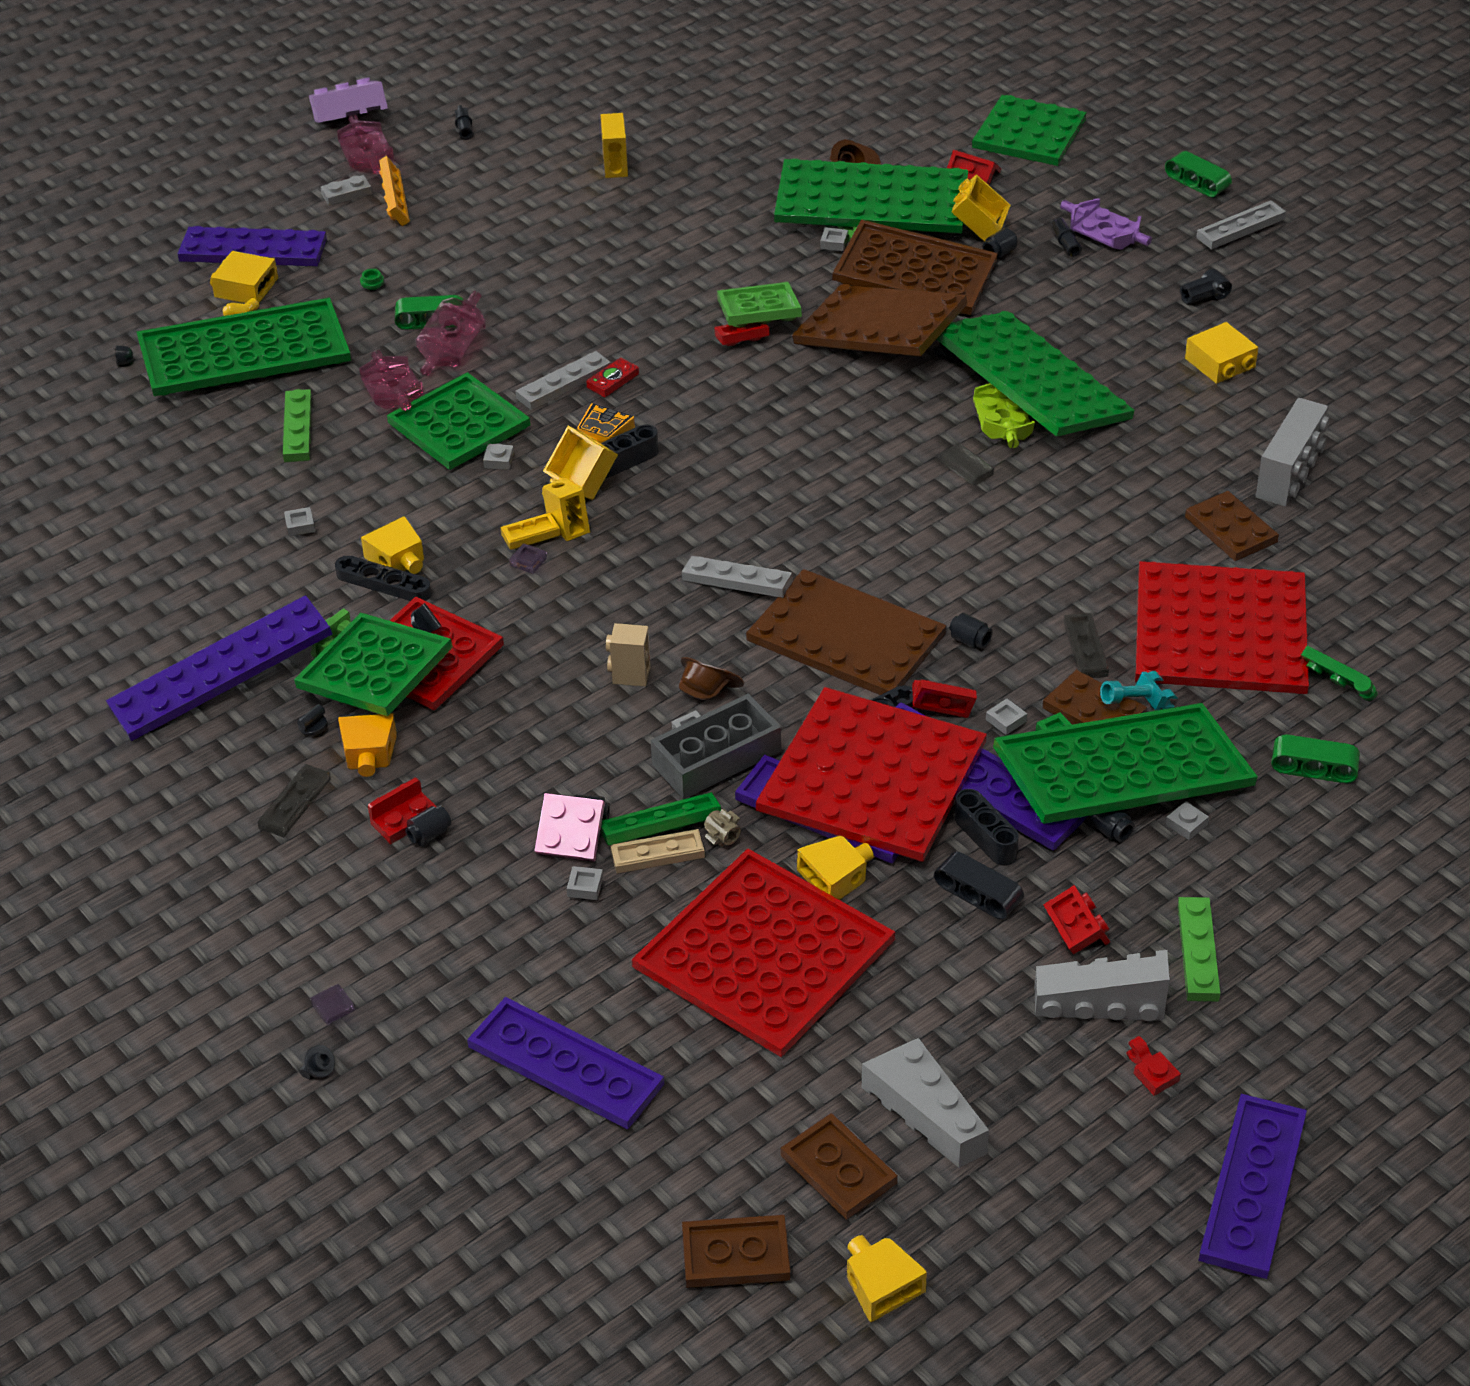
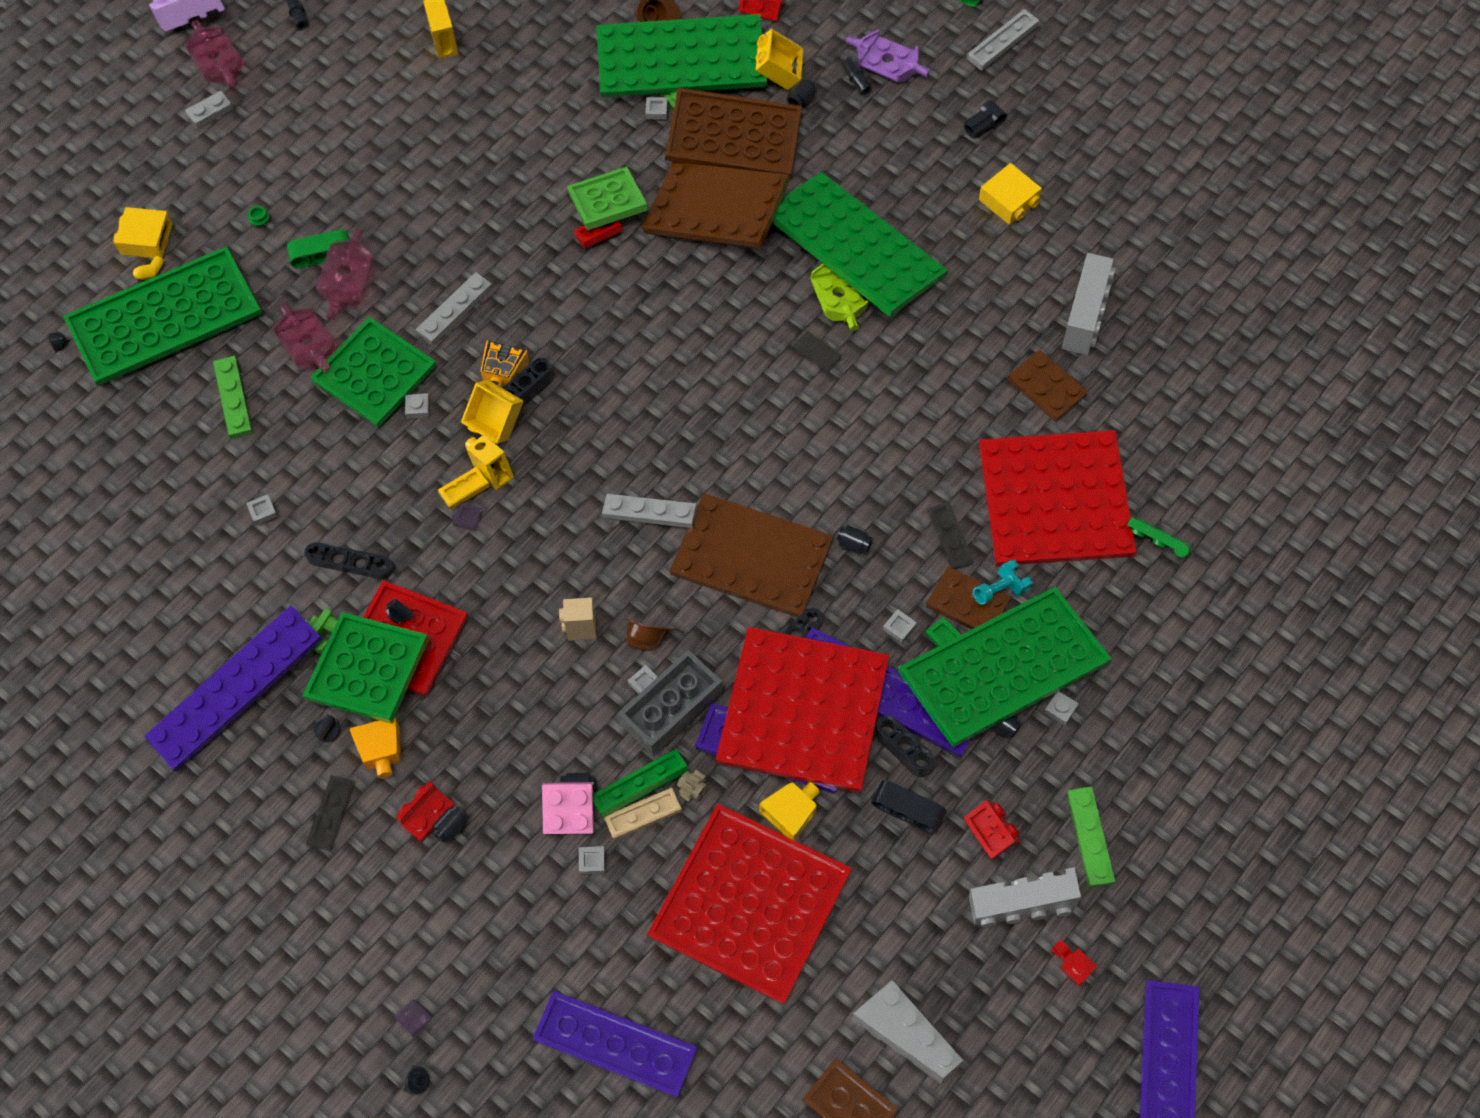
camera: 10 degrees left, 20 degrees up
(285, 246) = (140, 190): dark purple plate -> none
(394, 191) = (254, 108): light orange plate -> none
(394, 546) = (352, 527): yellow torso -> none
(612, 377) = (496, 298): red tile -> none
(943, 698) = (844, 615): red panel -> none
(1315, 758) = (1153, 629): green beam -> none

